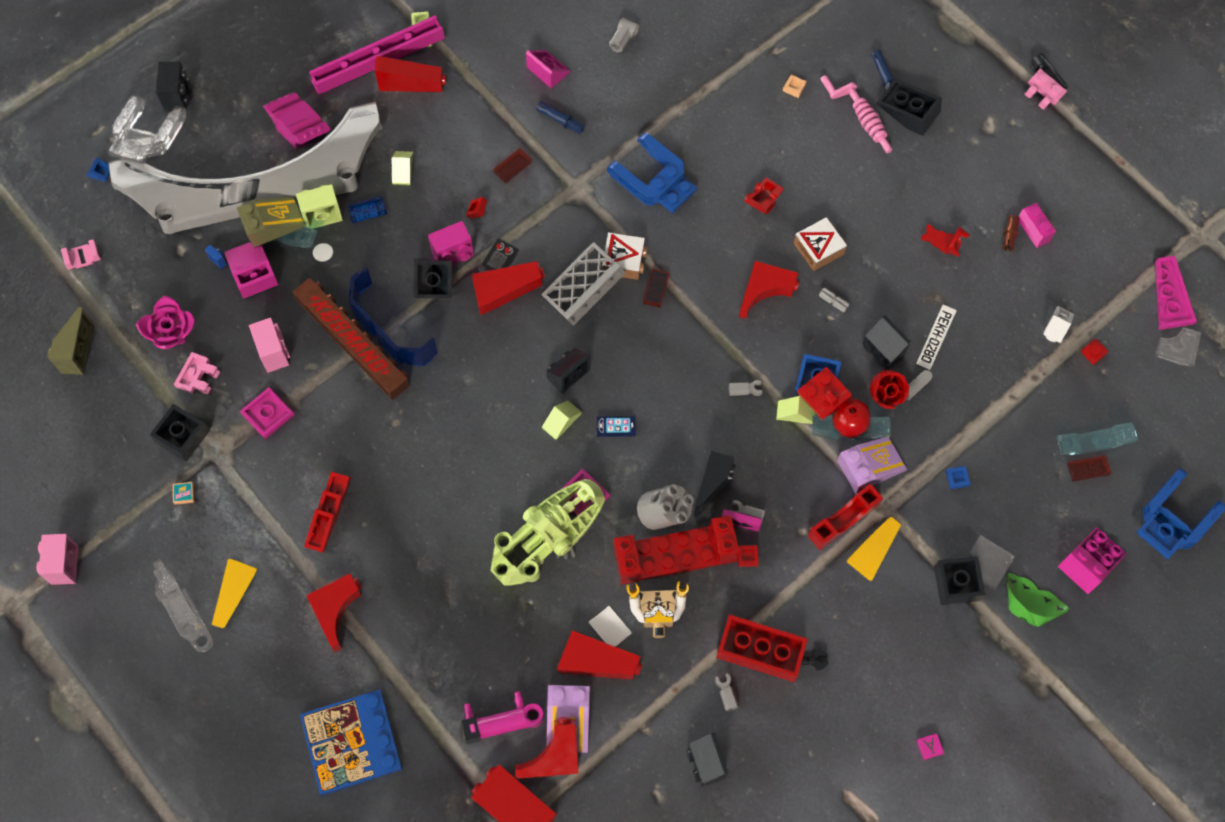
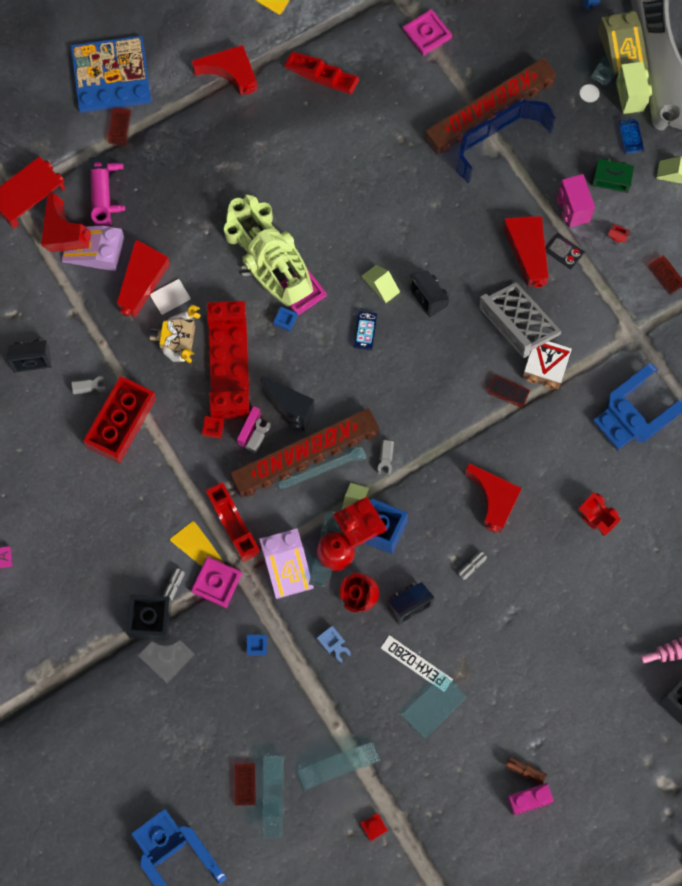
camera: 100 degrees right, 5 degrees up
(250, 269) = (574, 25): dark pink slope -> none
(270, 344) = (490, 33): bright pink brick -> none
(415, 219) = (613, 175): none -> dark green brick
(416, 719) = (119, 126): none -> clear red tile
(432, 278) = (540, 176): black slope -> none
(618, 504) = (285, 319): none -> blue plate
(665, 507) = (268, 352): light grey cylinder -> none
(747, 414) = (356, 454): none -> clear light blue piece
(758, 463) = (304, 453): none -> copper brick
(811, 660) = (103, 467): black bar -> none
(820, 244) = (536, 562): piece -> none
(904, 526) = (216, 582): none -> dark pink tile
(918, 383) = (363, 628): light grey bar -> none
(922, 568) = (175, 581): none -> light grey piece
(938, 410) = (332, 642): none -> medium blue plate
(947, 243) = (522, 699): red hair -> none
(972, 316) = (434, 706): none -> clear light blue piece
(1030, 603) = (116, 686): bright green piece -> none
(1051, 387) = (338, 765): none -> clear light blue slope
(1058, 324) = (410, 794): white slope -> none
(1092, 560) = (148, 760): dark pink slope -> none

